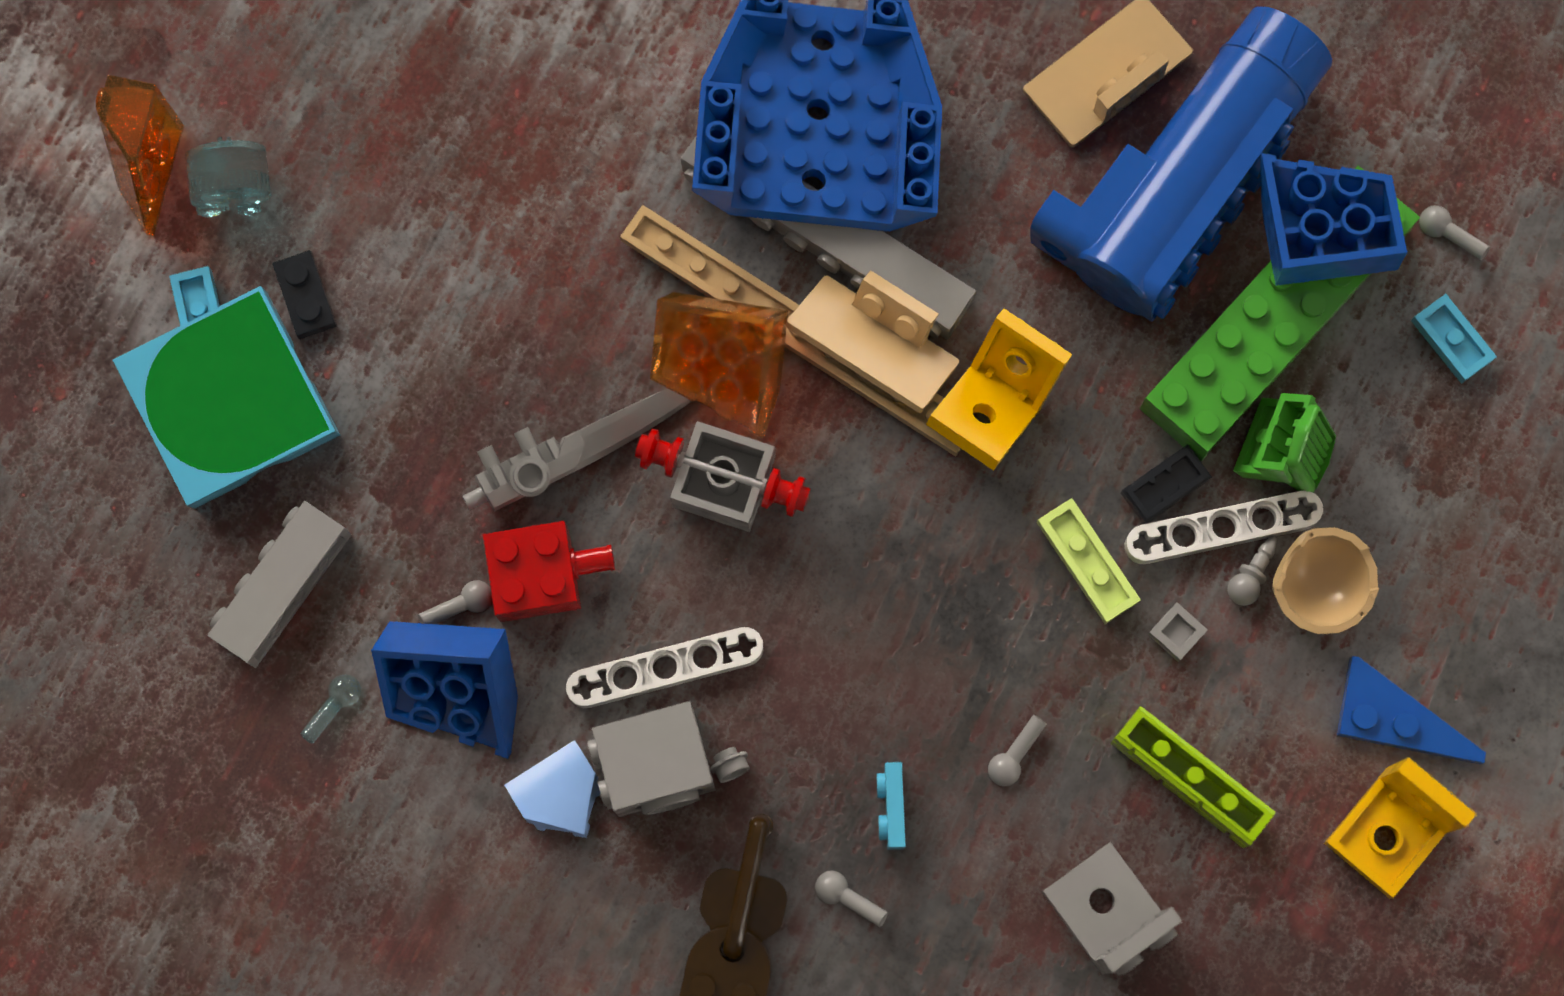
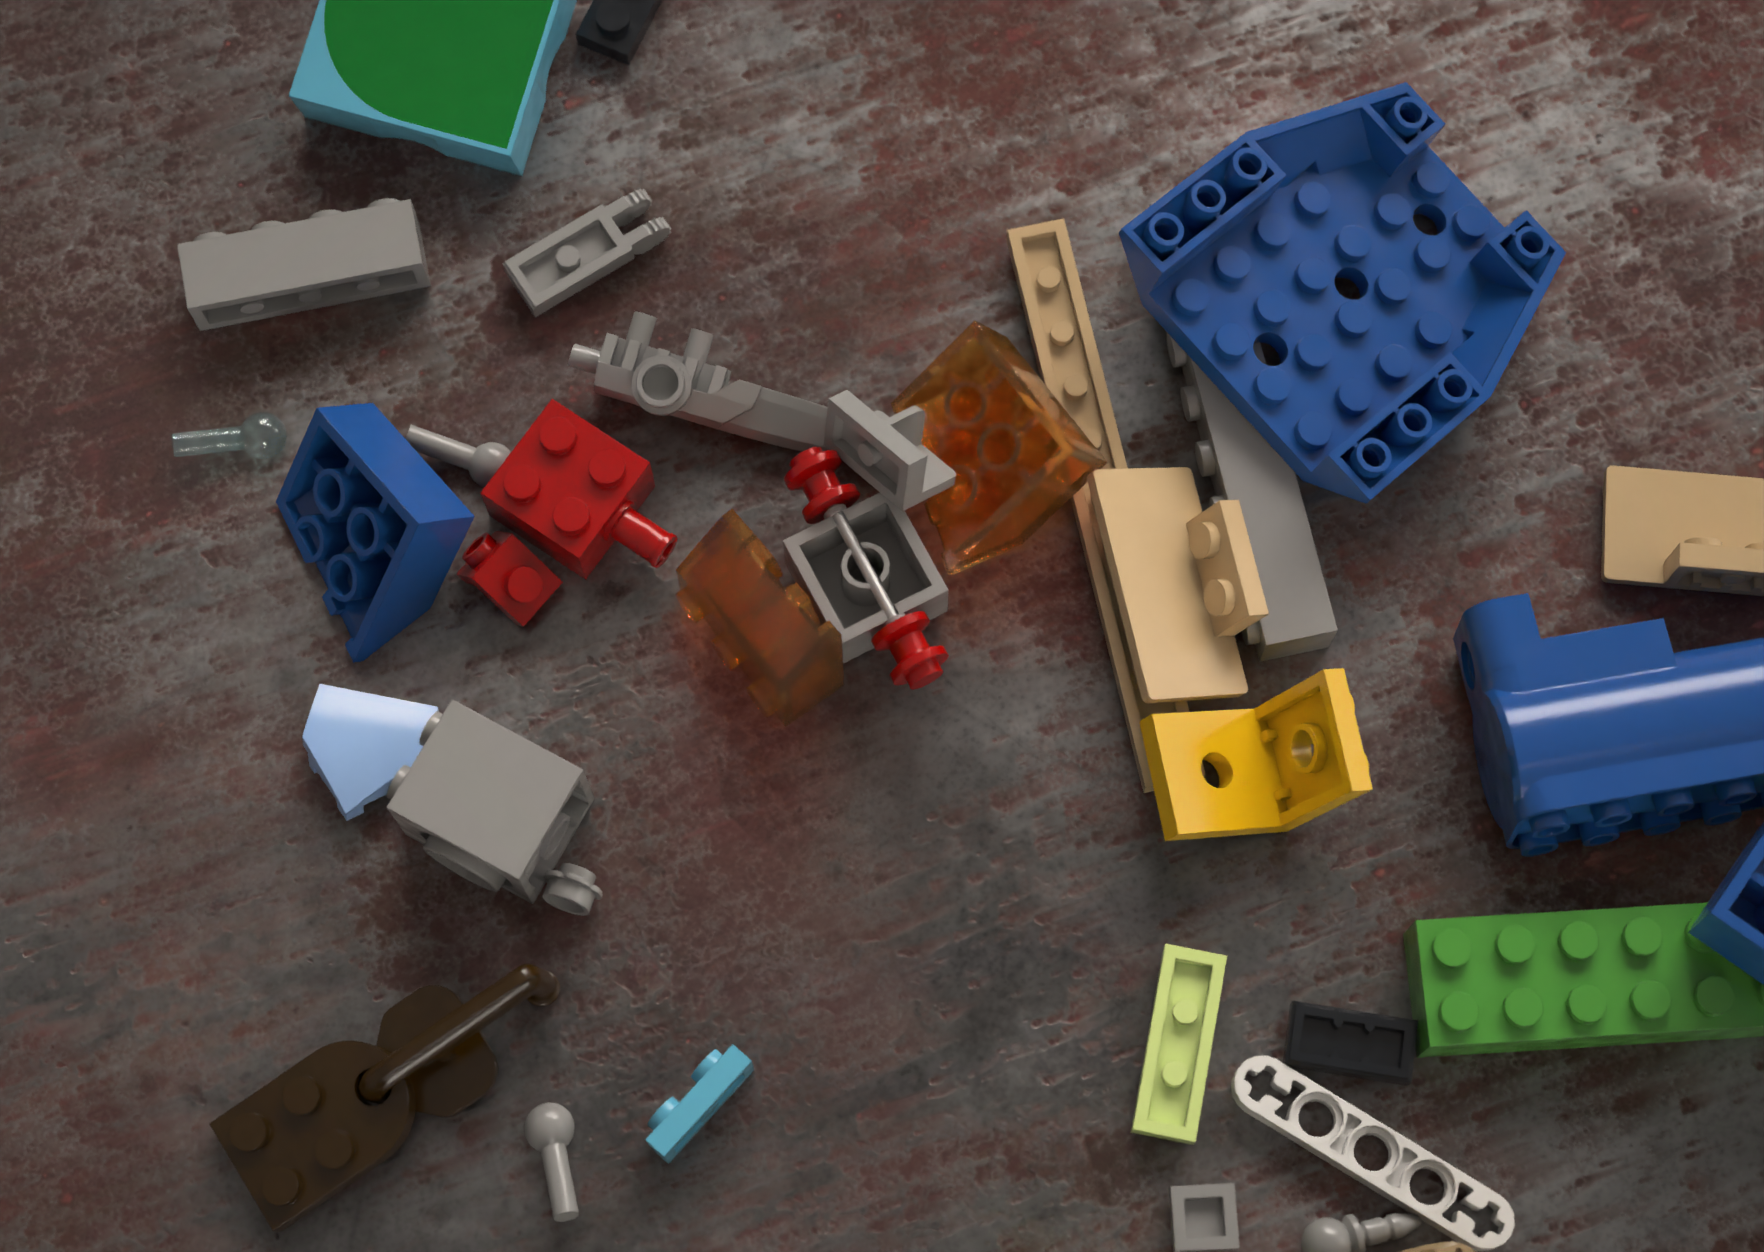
camera: 40 degrees right, 5 degrees down
(415, 446) = (583, 252): none -> light grey hinge
(543, 642) = (508, 575): none -> red bracket
(644, 662) = (592, 696): white beam -> none
(677, 405) = (886, 450): none -> light grey panel
(694, 549) = (759, 622): none -> clear orange wedge
(1005, 767) = (864, 1182): light grey bar -> none
(1288, 443) = (1537, 1128): bright green piece -> none

